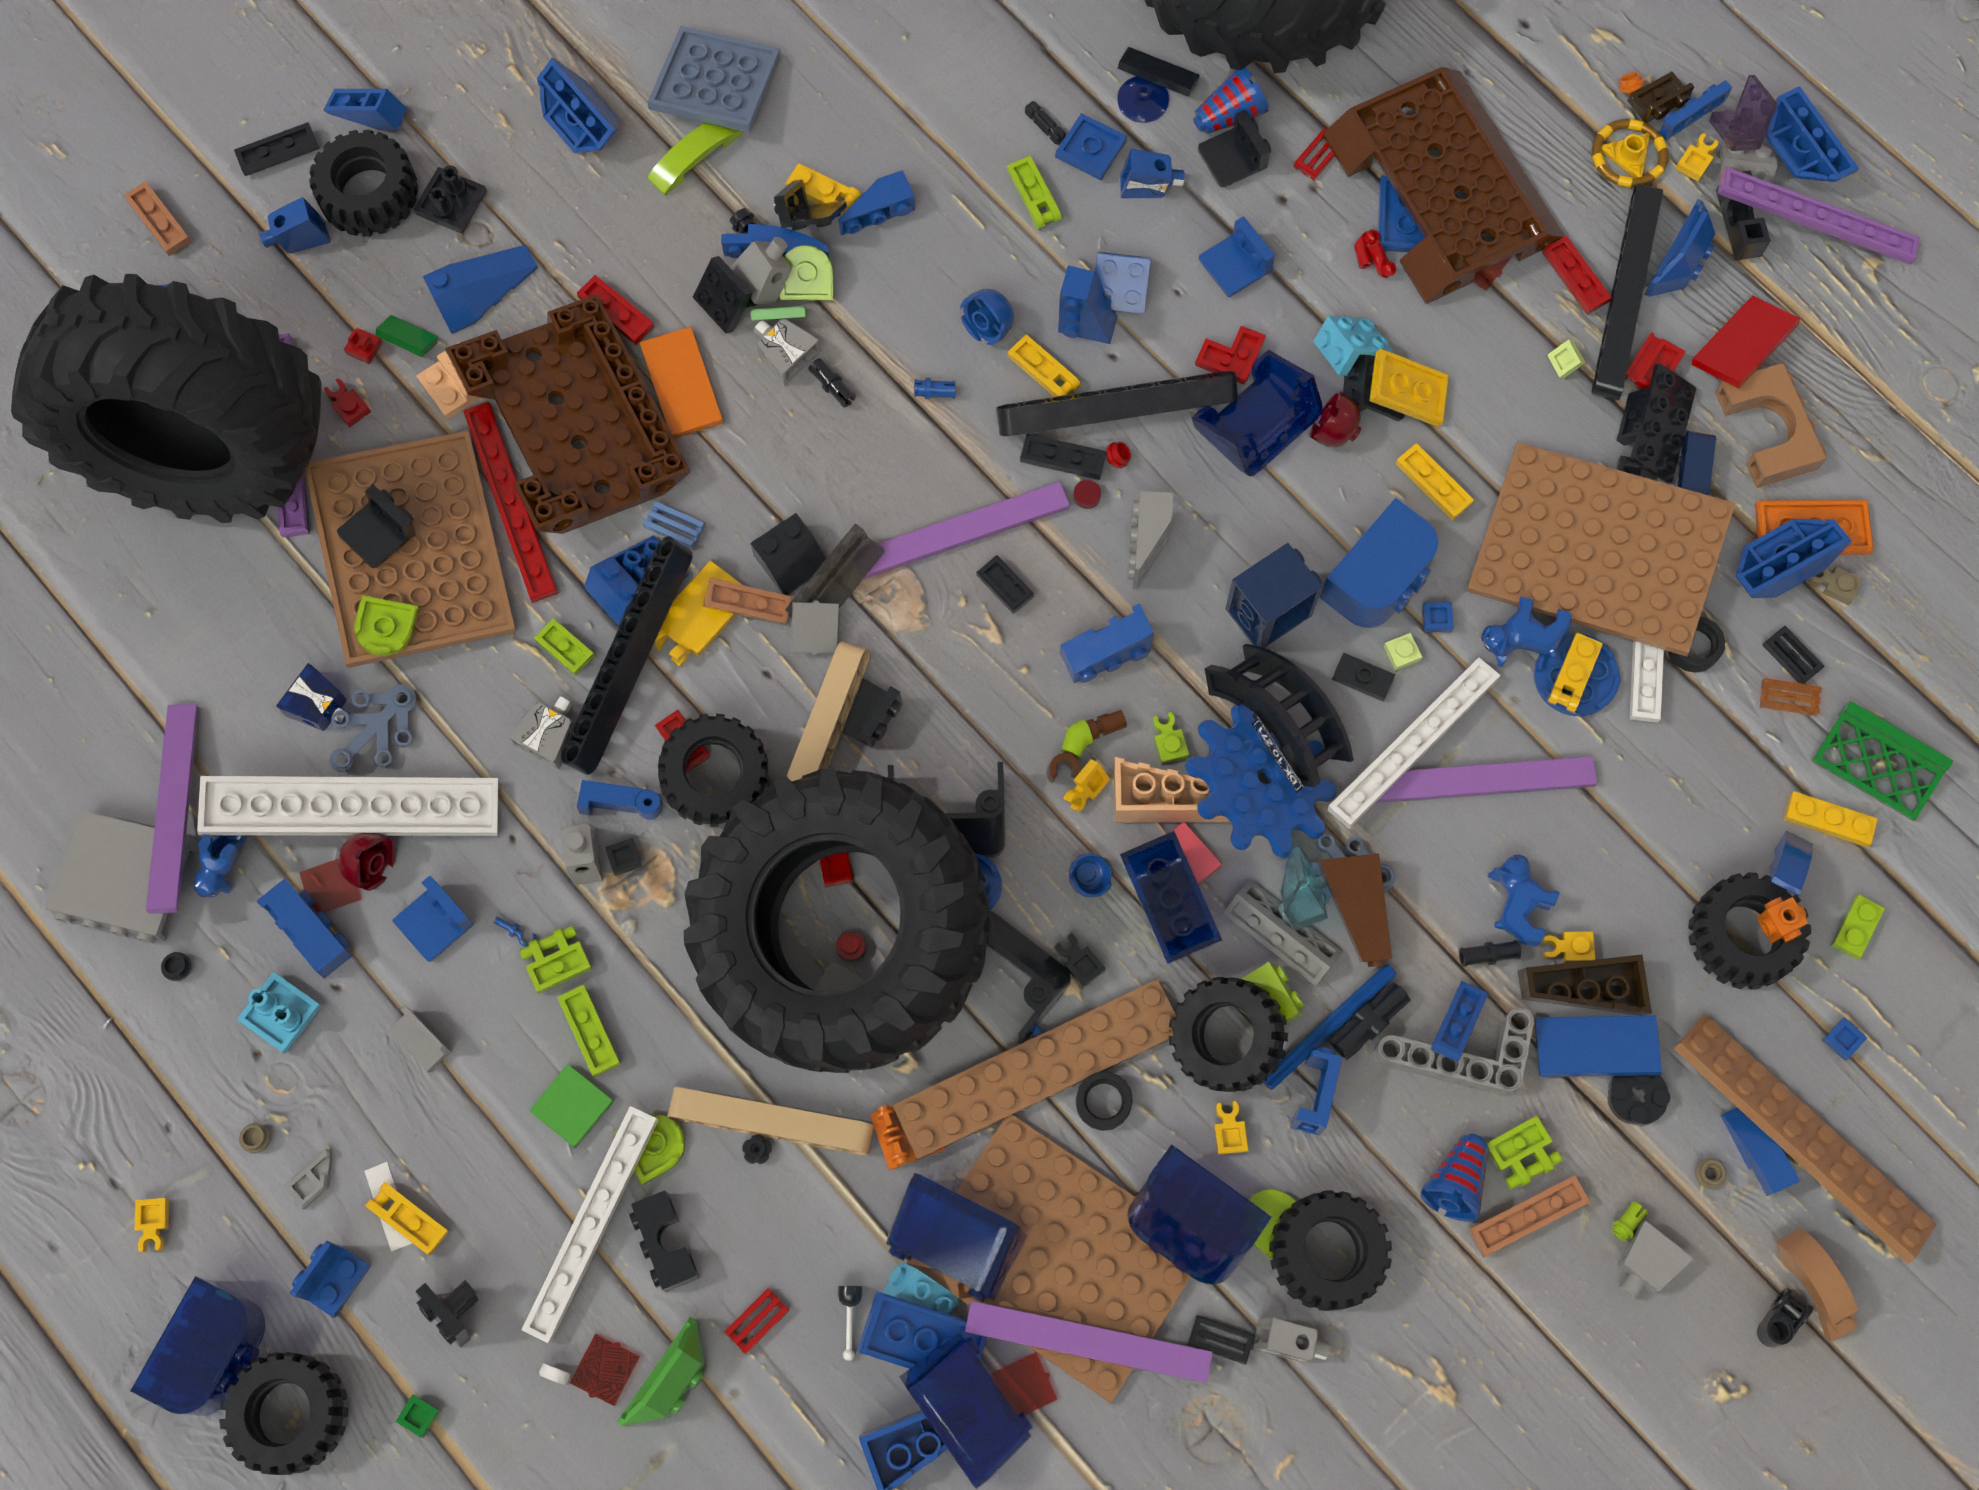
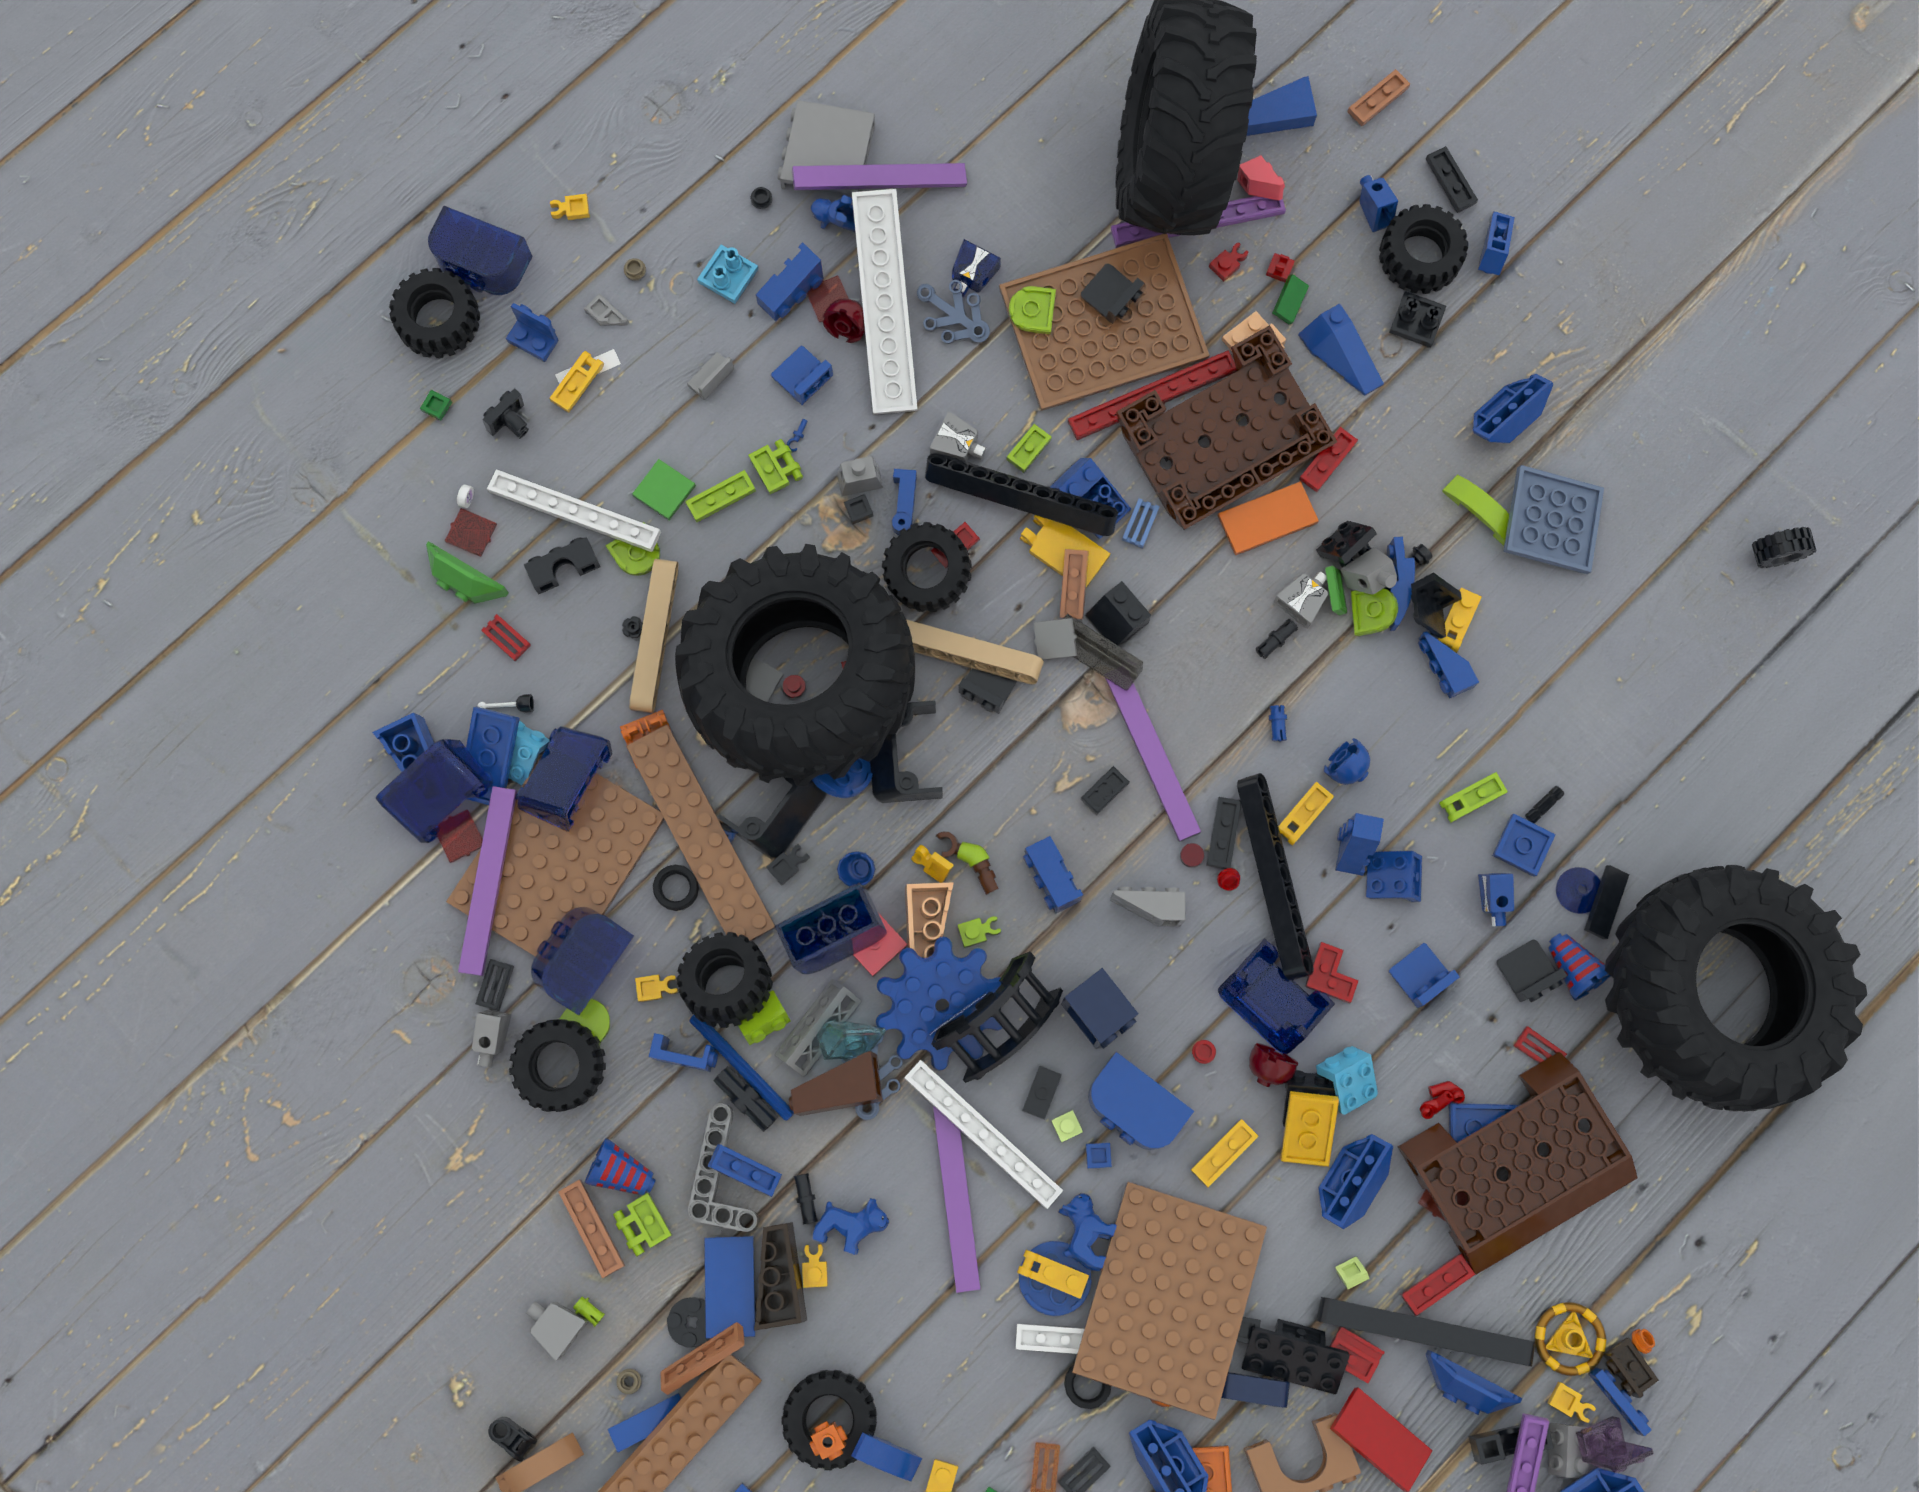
camera: 85 degrees right, 5 degrees up
(1318, 496) = (1203, 1051): none -> red plate
(1465, 347) = (1354, 1180): none -> blue wedge
(1685, 1076) = (702, 1358): none -> nougat plate

